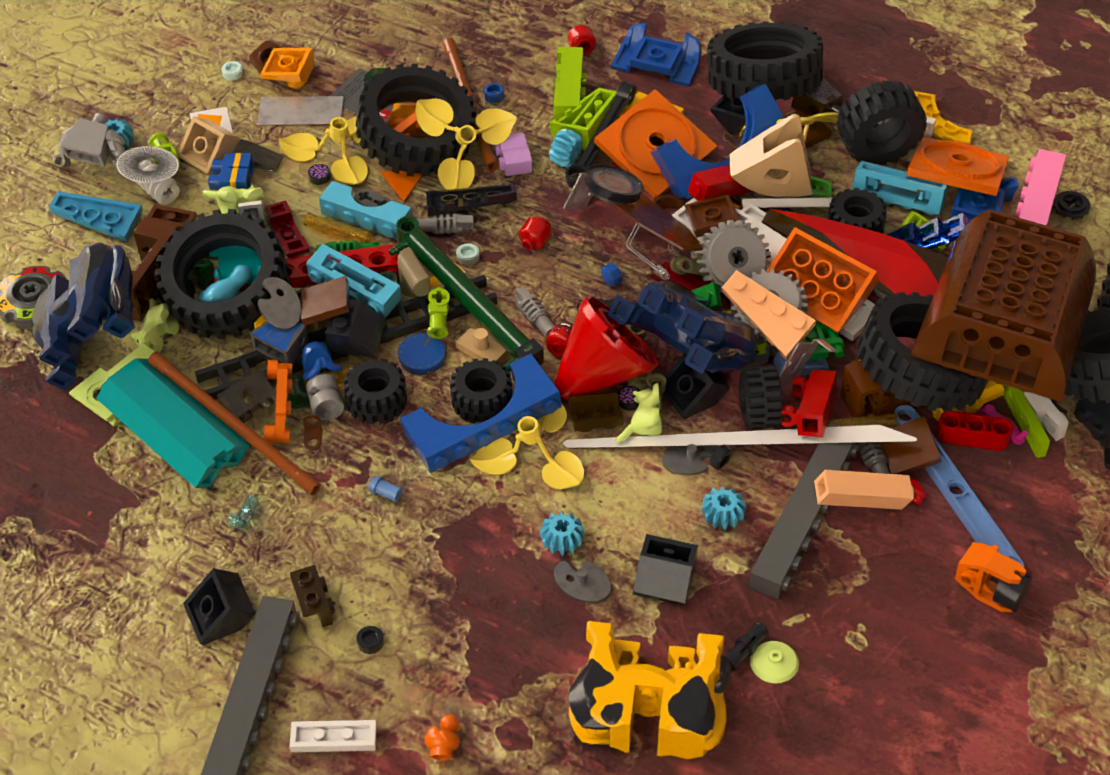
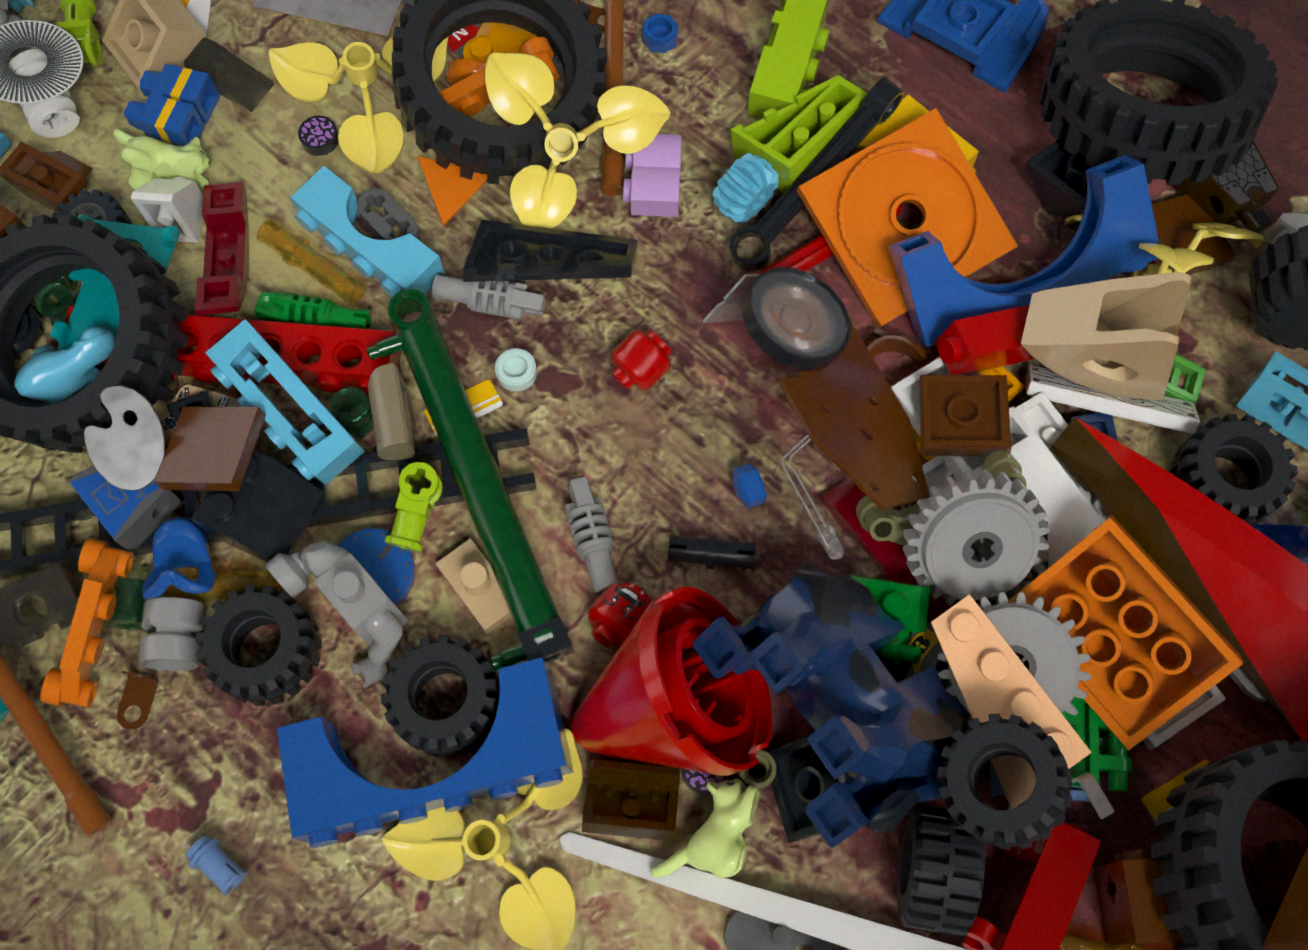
camera: 15 degrees right, 20 degrees up
(420, 354) = (352, 594): none -> light grey torso
(780, 347) = (993, 739): none -> black tyre

